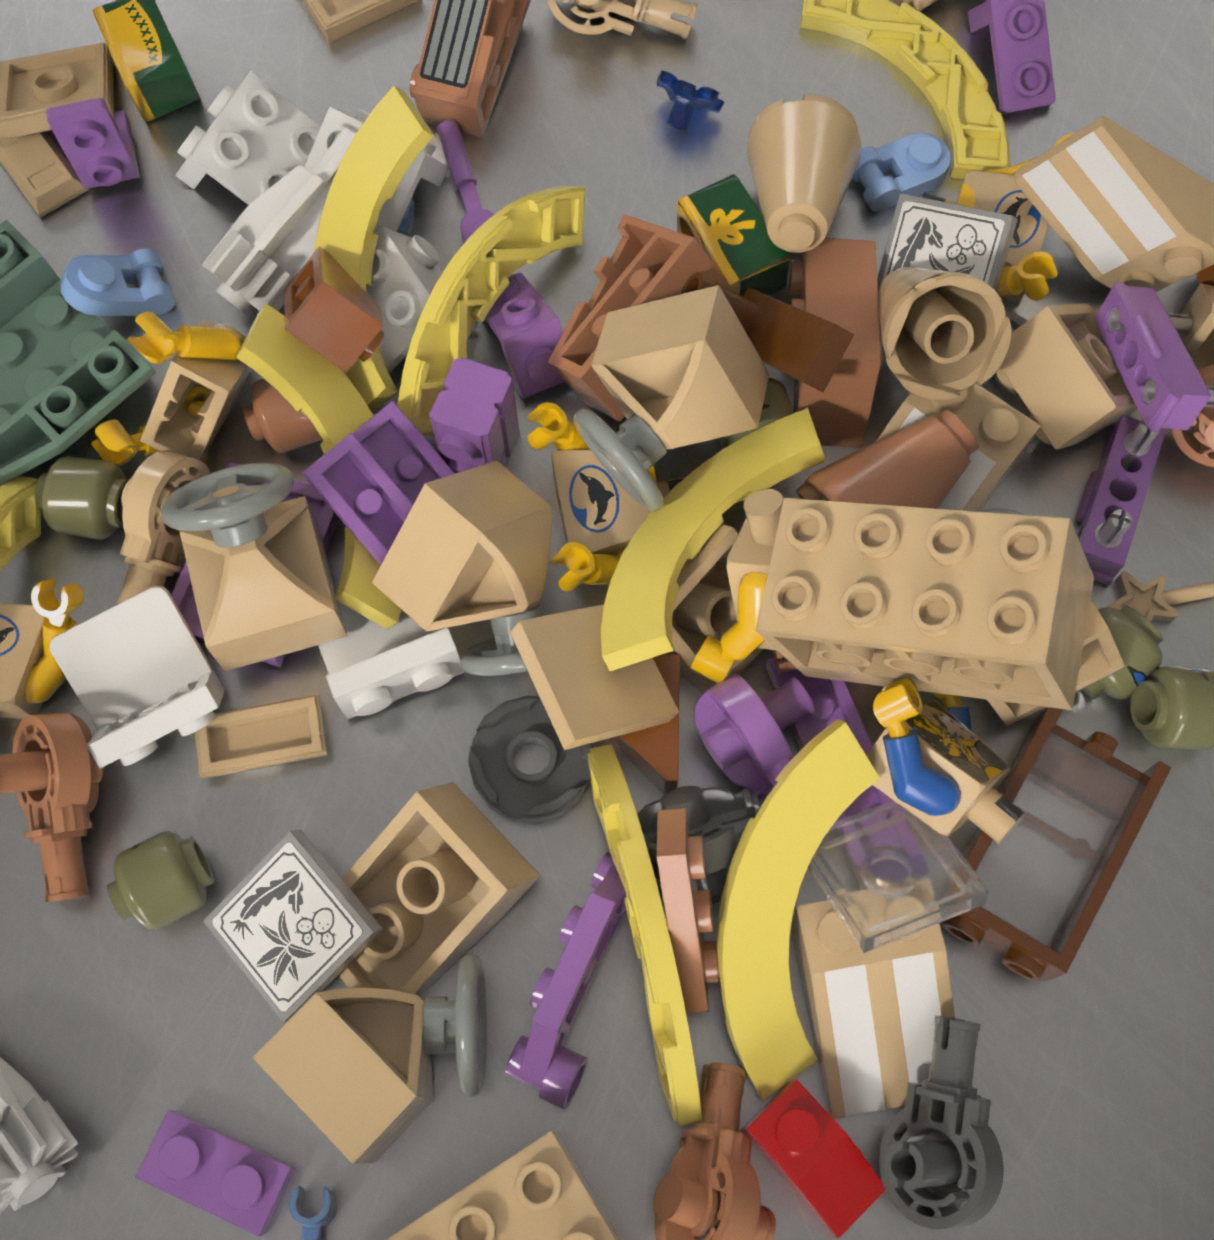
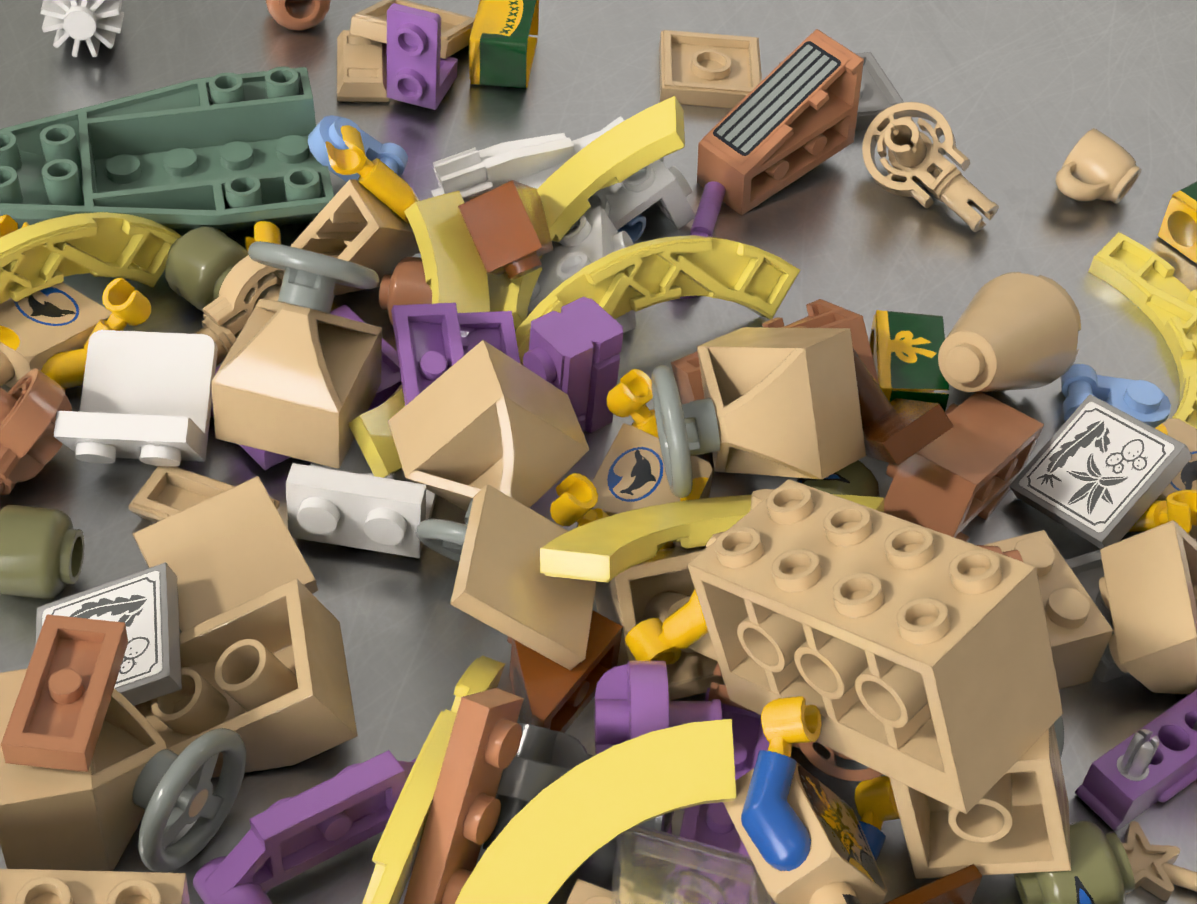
camera: 25 degrees right, 25 degrees down
(250, 142) = (535, 109): white bracket -> none
(322, 781) = (225, 552): none -> tan tile
(340, 1039) = (65, 693): none -> nougat plate
(522, 795) = (414, 686): dark grey tile -> none
(527, 335) = (668, 334): medium lavender bracket -> none
(687, 99) = (942, 262): clear blue plant -> none
(941, 330) = (1048, 480): tan cone -> none

